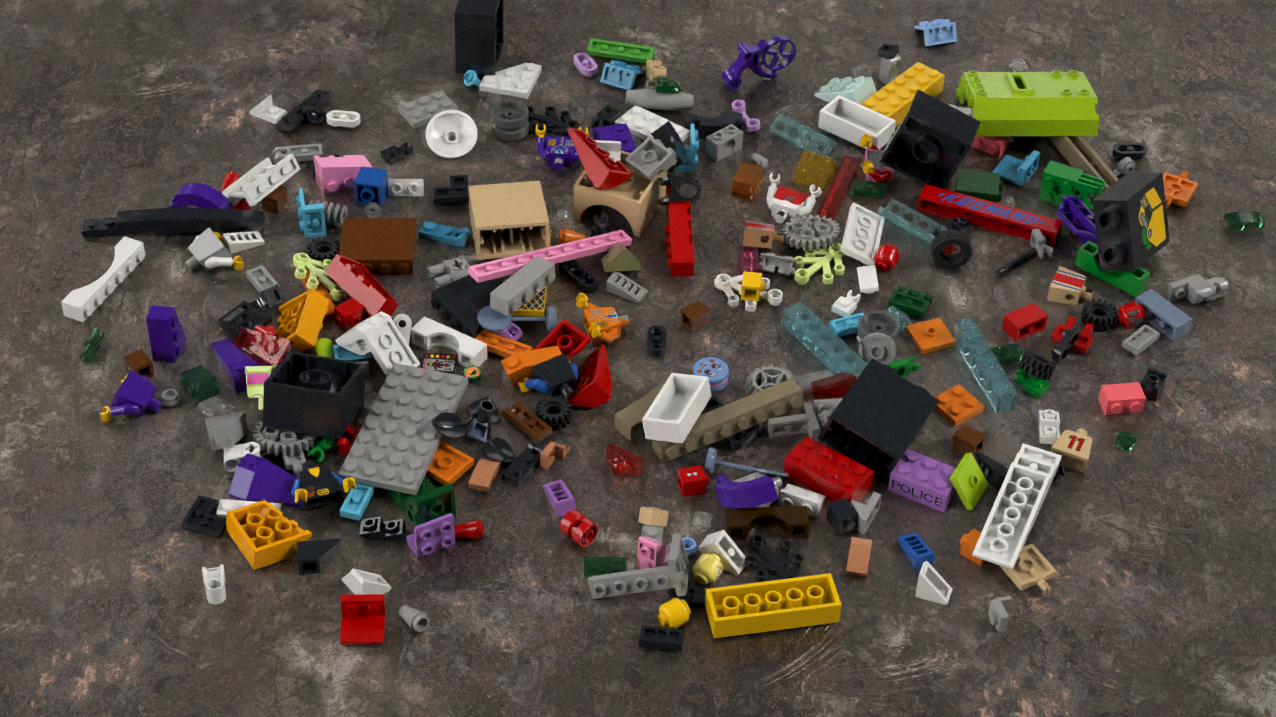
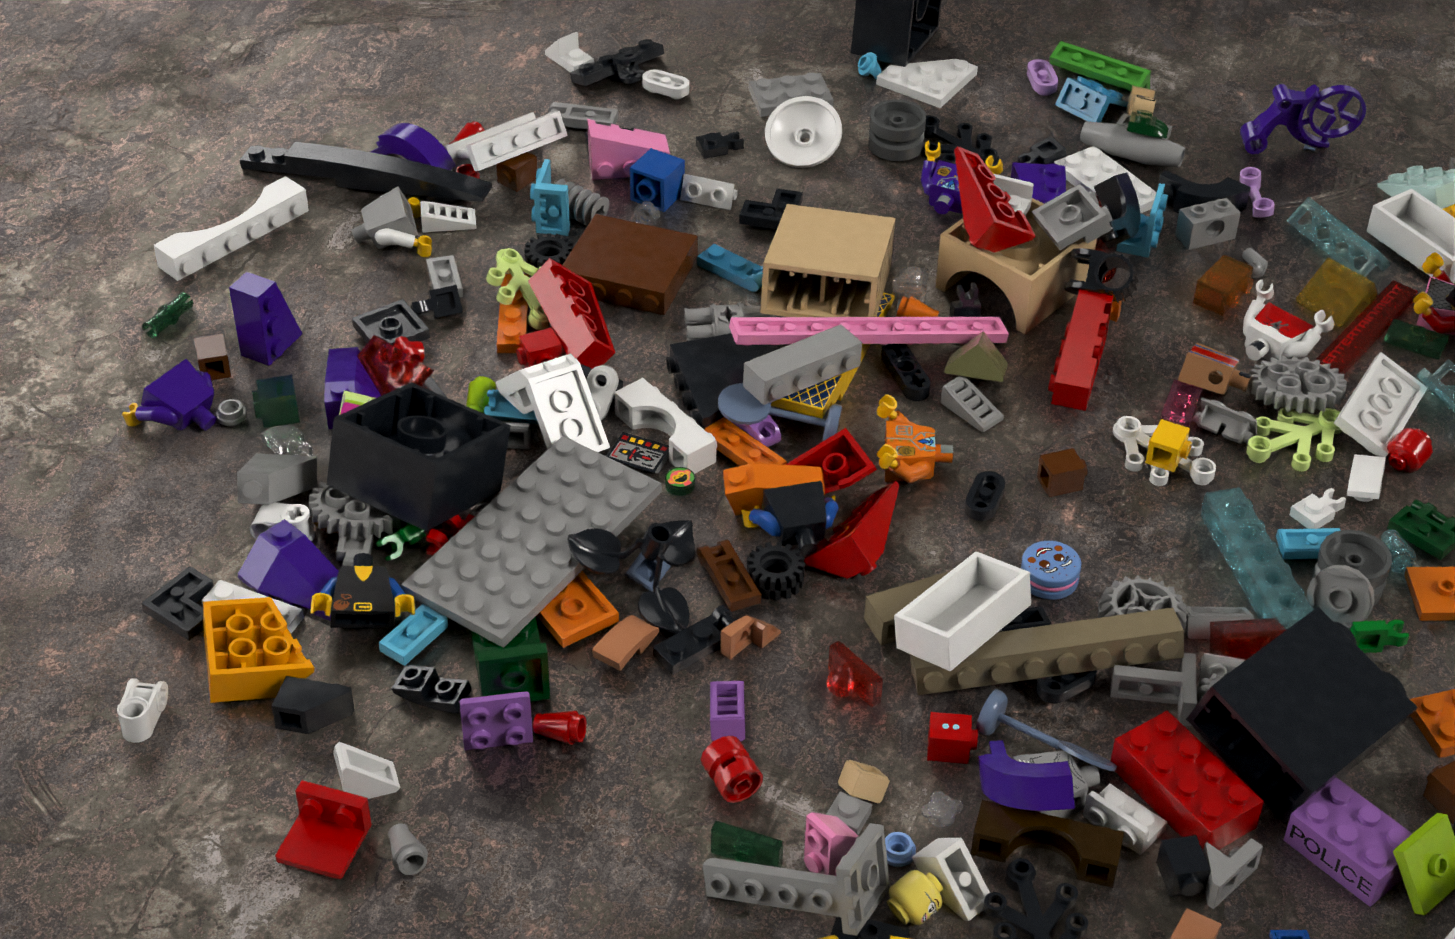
camera: 20 degrees right, 0 degrees up
(303, 319) = (468, 345): light orange wedge -> none

